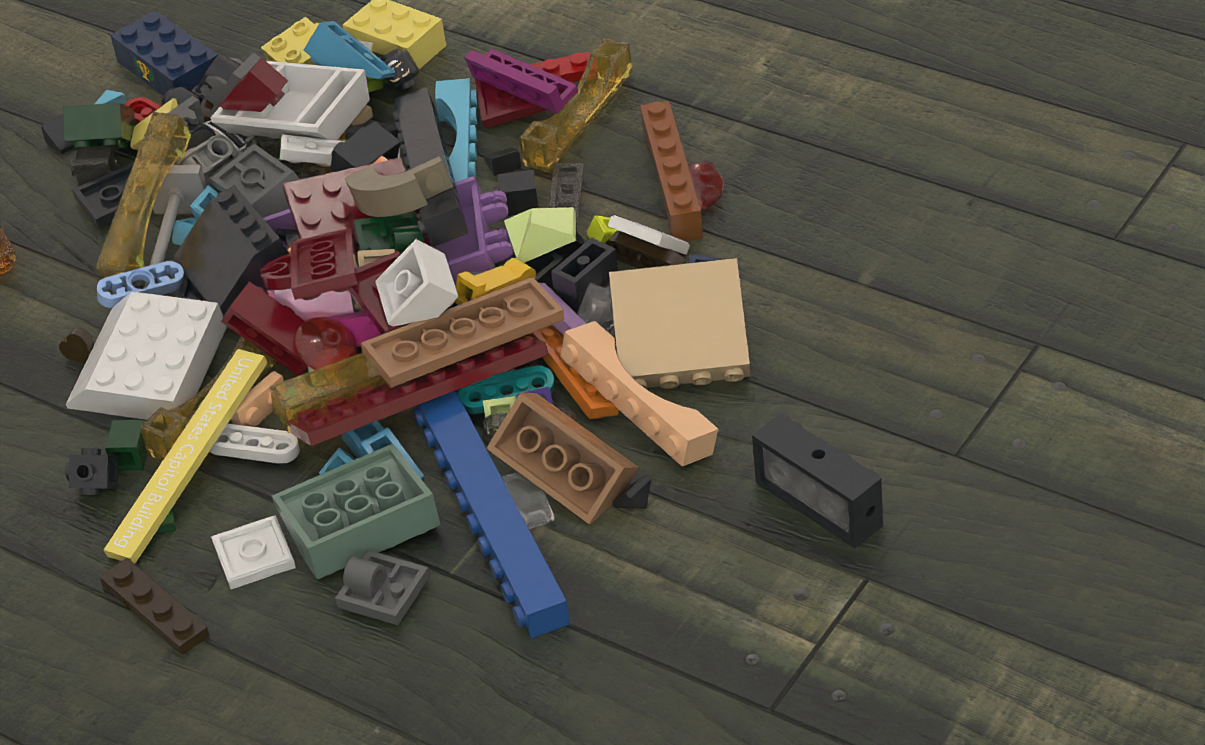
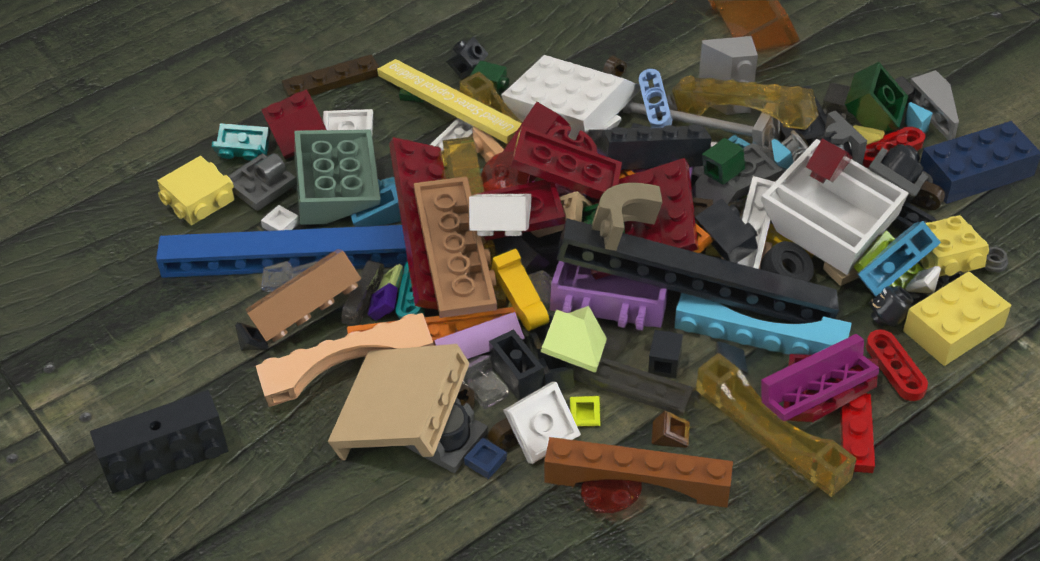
camera: 105 degrees right, 5 degrees up
(76, 93) = (936, 96): none -> light grey slope
(91, 211) = (729, 60): none -> light grey slope
(227, 152) = (782, 155): none -> medium azure slope
(258, 179) = (723, 161): none -> dark green brick
(273, 584) = (292, 115): none -> dark red slope
(318, 631) = (241, 141): none -> teal bracket
(428, 629) = (195, 190): none -> light yellow brick
(444, 540) = (280, 220): none -> white plate
(455, 66) = (907, 378): none -> red plate
(606, 176) = (670, 431): none -> reddish brown slope

